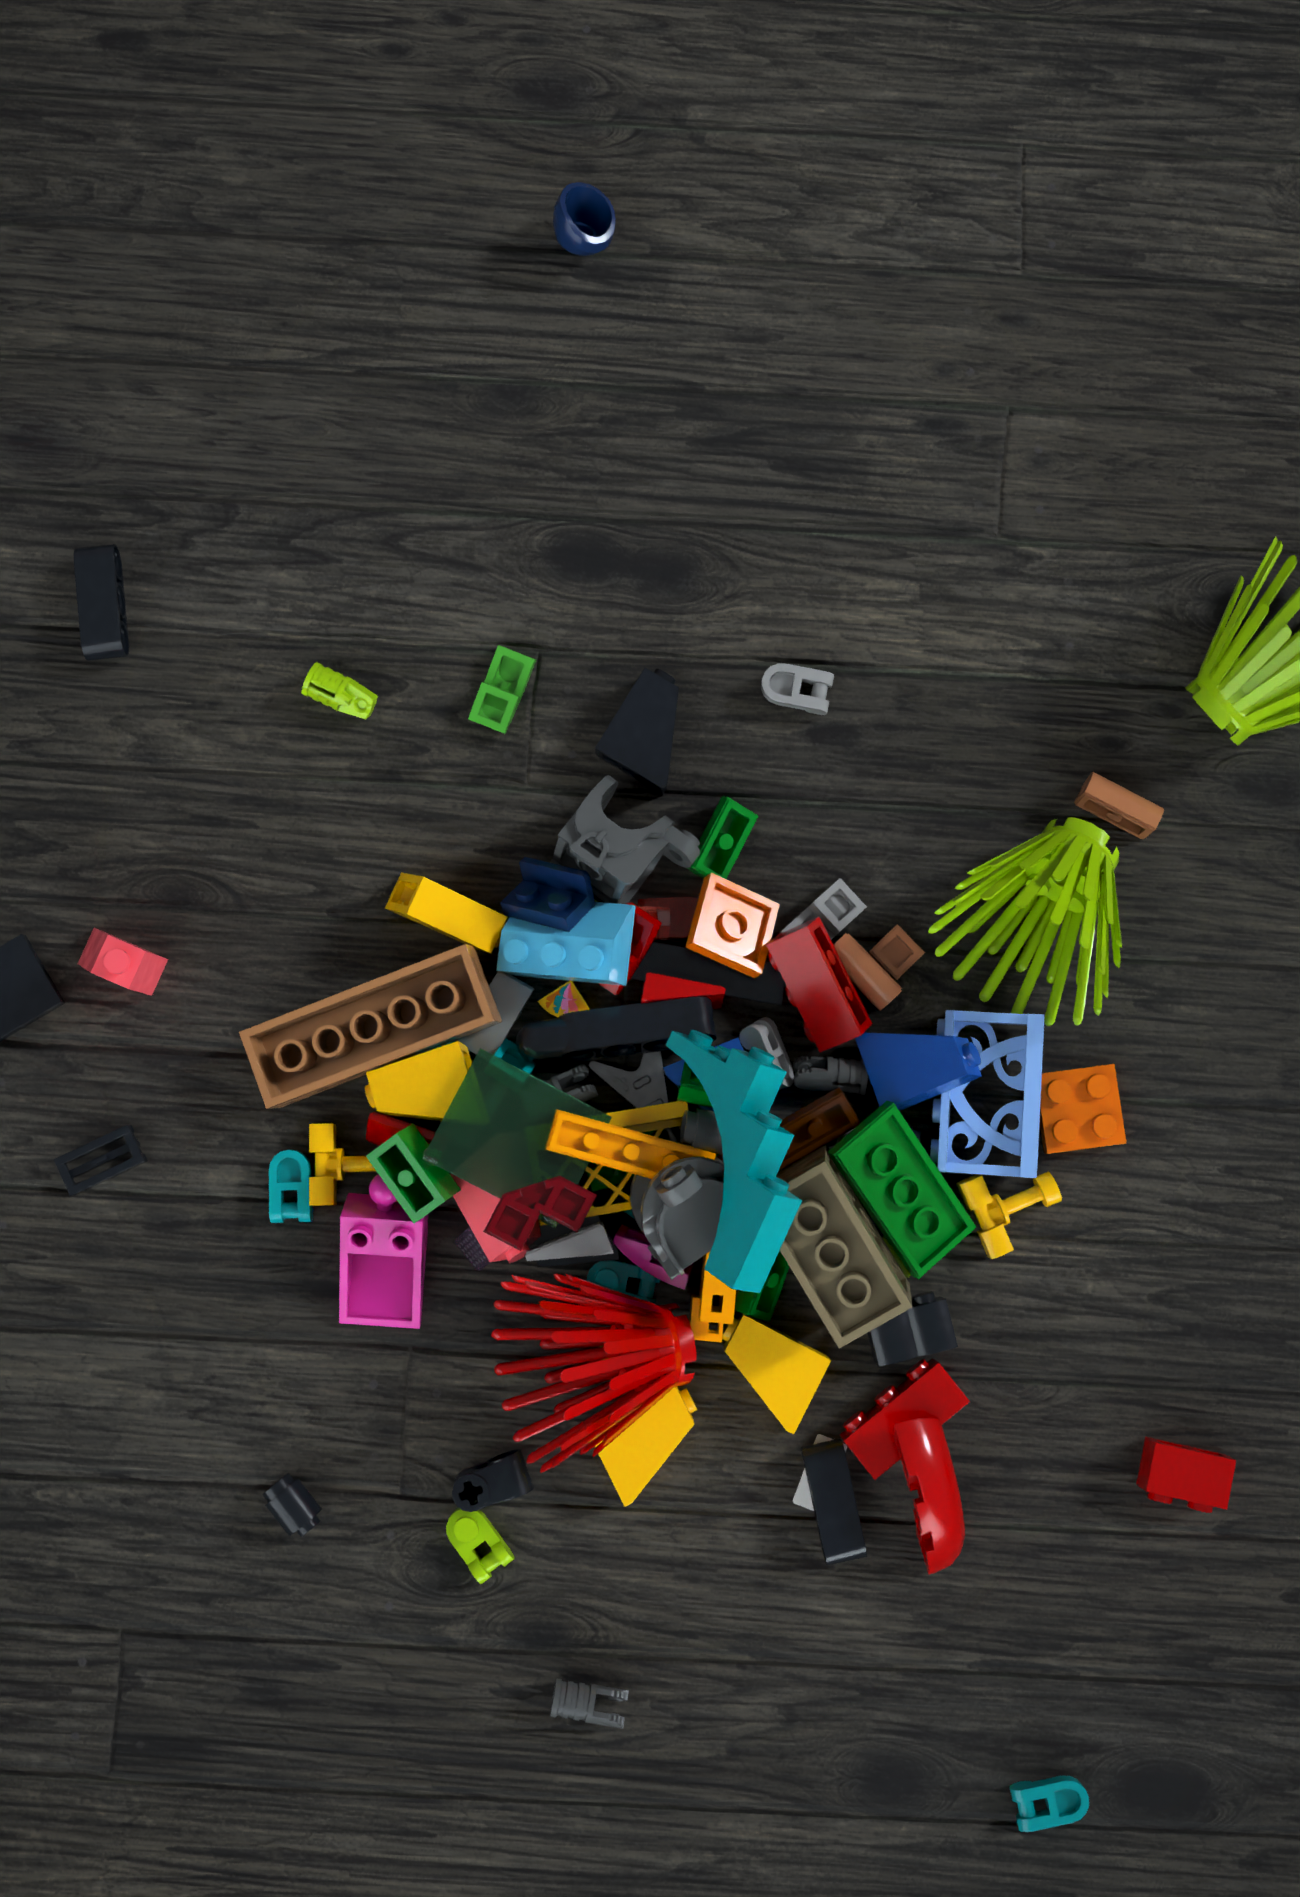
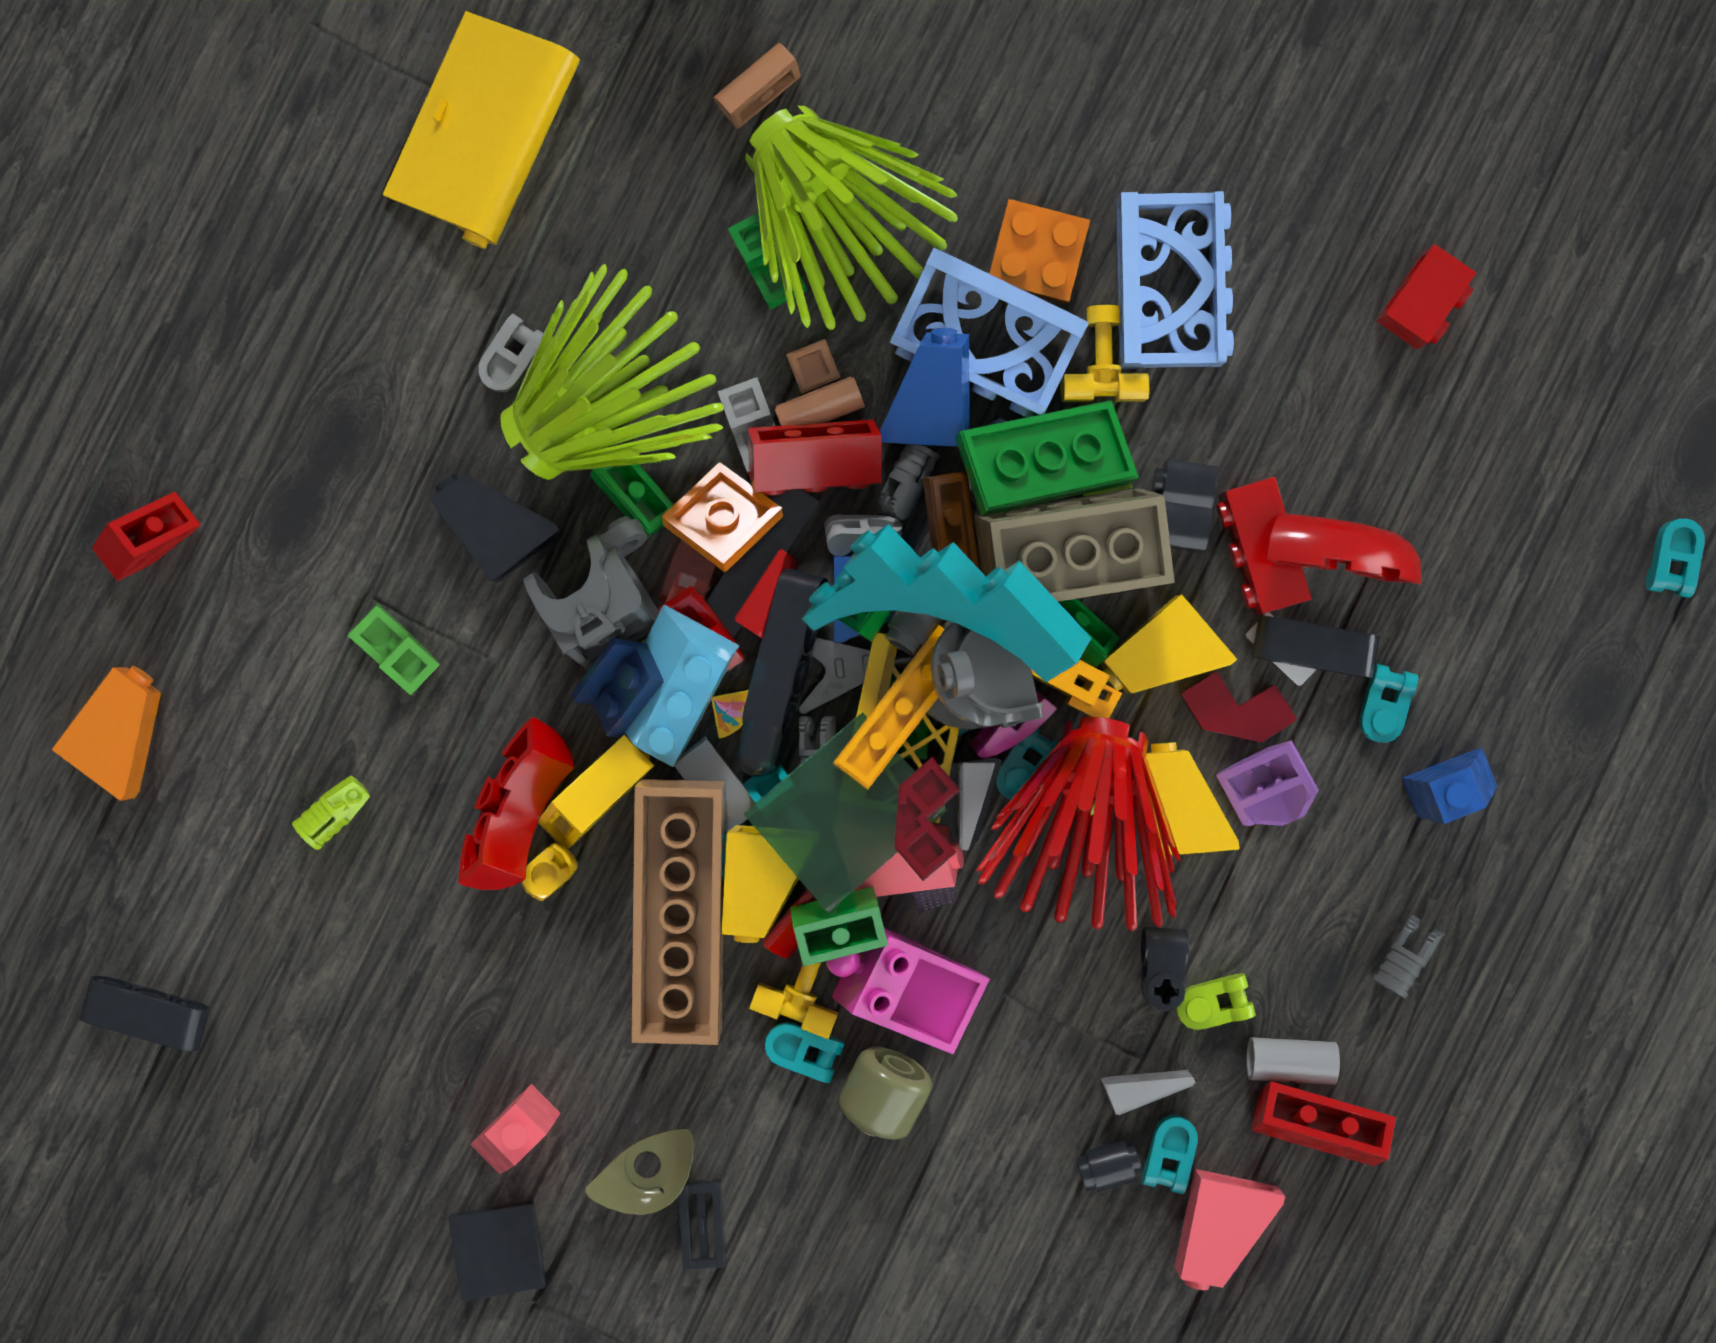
camera: 60 degrees left, 5 degrees up
(104, 1082) = (627, 1192): none -> olive piece
(278, 1632) = (1222, 1226): none -> coral slope
(280, 1275) = (885, 1093): none -> olive head
(334, 481) = (114, 732): none -> orange slope
(339, 1558) = (1172, 1139): none -> teal plate
(361, 899) = (549, 871): none -> yellow hair
(370, 1502) = (1137, 1090): none -> light grey slope
(405, 846) = (512, 807): none -> red brick
(407, 1688) = (1323, 1124): none -> red brick
(453, 1635) = (1293, 1061): none -> light grey pin
(514, 440) = (144, 535): none -> red slope
(692, 1511) = (1269, 786): none -> medium lavender slope
(739, 1438) = (1219, 713): none -> dark red tile
(758, 1680) = (1452, 787): none -> blue slope
(767, 761) = (570, 414): none -> lime plant
(793, 1588) = (1384, 719): none -> teal plate
(981, 851) = (749, 244): none -> green slope
(982, 585) = (481, 127): none -> yellow door
(1131, 1188) = (1138, 232): none -> light blue fence

